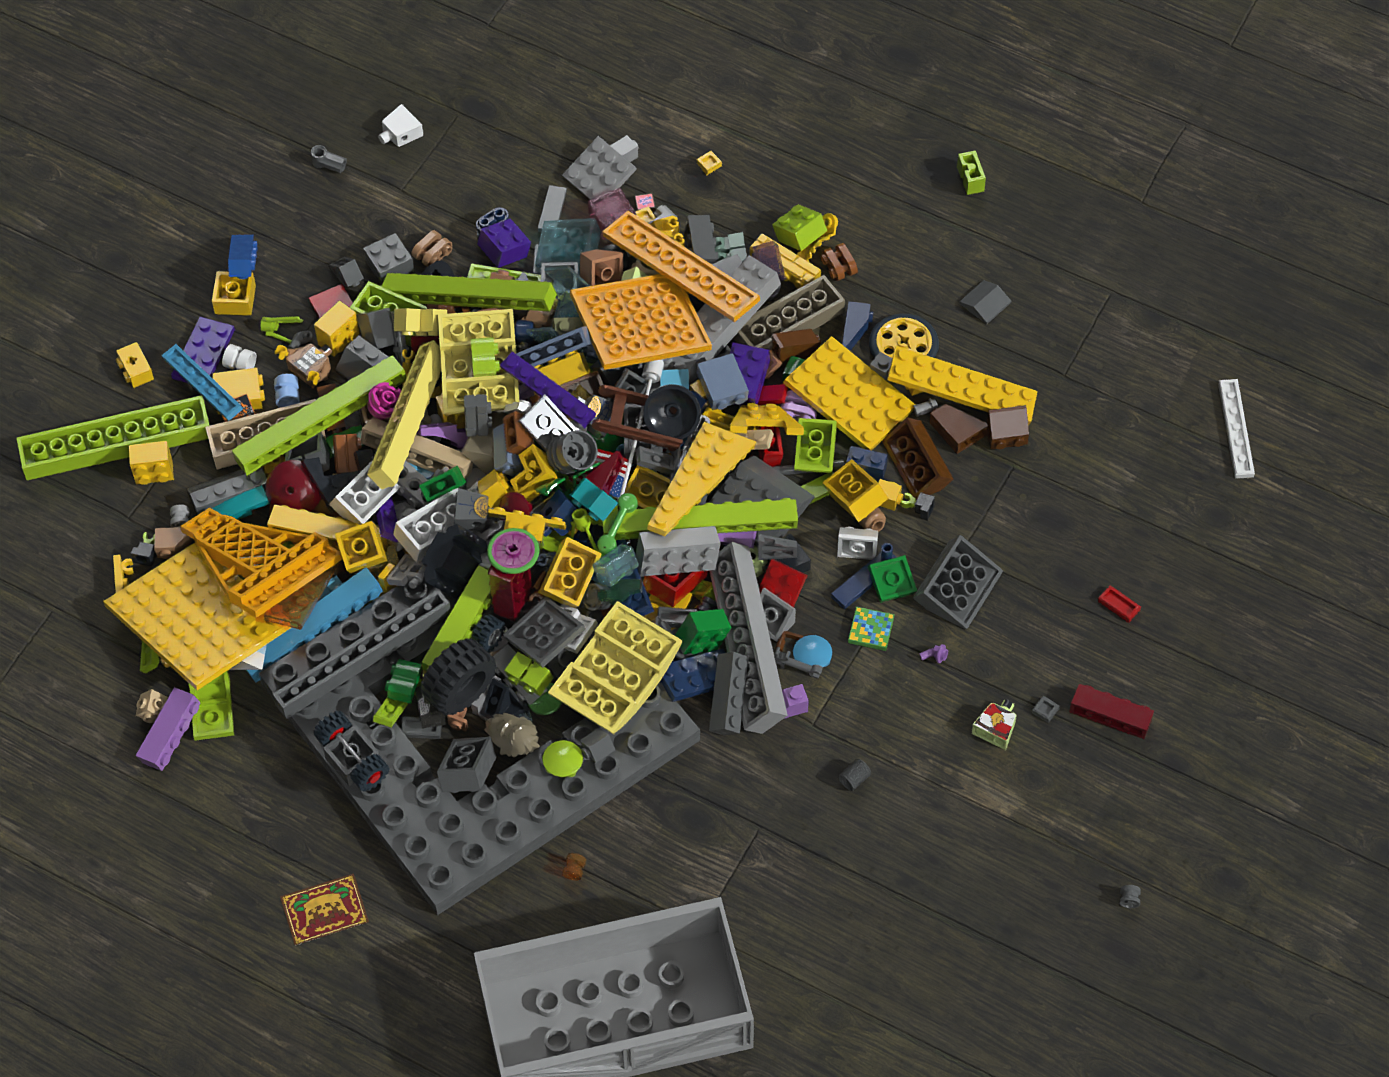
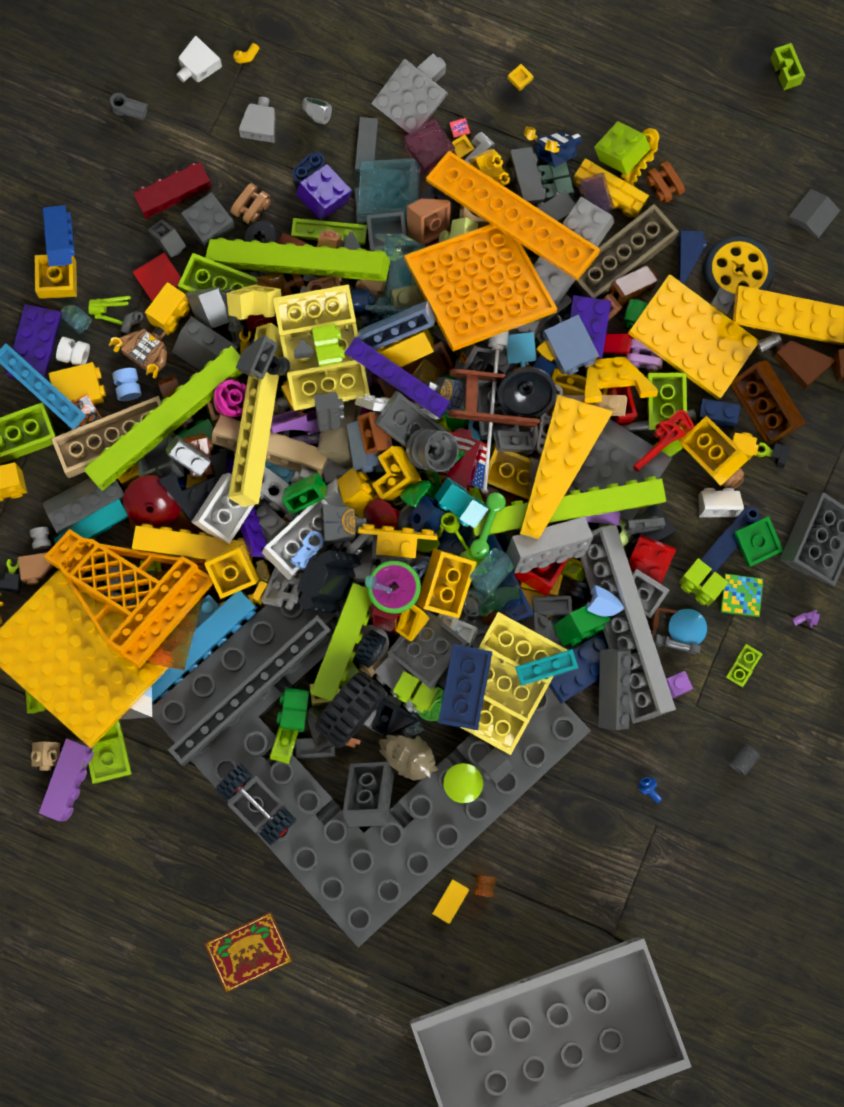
camera: 10 degrees left, 20 degrees up
(247, 333) = (75, 318): none -> clear light blue rock
(334, 444) = (188, 455): none -> brick
(358, 232) = (172, 190): none -> dark red brick
(415, 362) = (257, 357): none -> dark grey slope
(428, 536) = (306, 551): none -> light blue piece
(433, 373) = (279, 366): none -> black wheel
(448, 128) = (244, 57): none -> yellow arm
(450, 182) = (259, 122): none -> light grey torso
(460, 361) = (303, 350): none -> dark grey slope
(491, 543) = (370, 583): none -> clear light blue hand
(509, 176) = (317, 110): none -> light grey rock
(531, 603) = (411, 622): none -> yellow slope
(537, 880) = (450, 901): none -> yellow tile
(574, 663) = (465, 687): none -> dark blue plate
(658, 653) = (546, 667): none -> teal tile
(725, 609) = (604, 602): none -> light blue brick
(733, 223) = (554, 148): none -> dark blue torso
(753, 791) = (647, 786): none -> blue plate
(811, 469) = (669, 433): none -> red piece
(834, 615) = (710, 590): none -> lime piece
(866, 691) = (744, 665): none -> lime slope

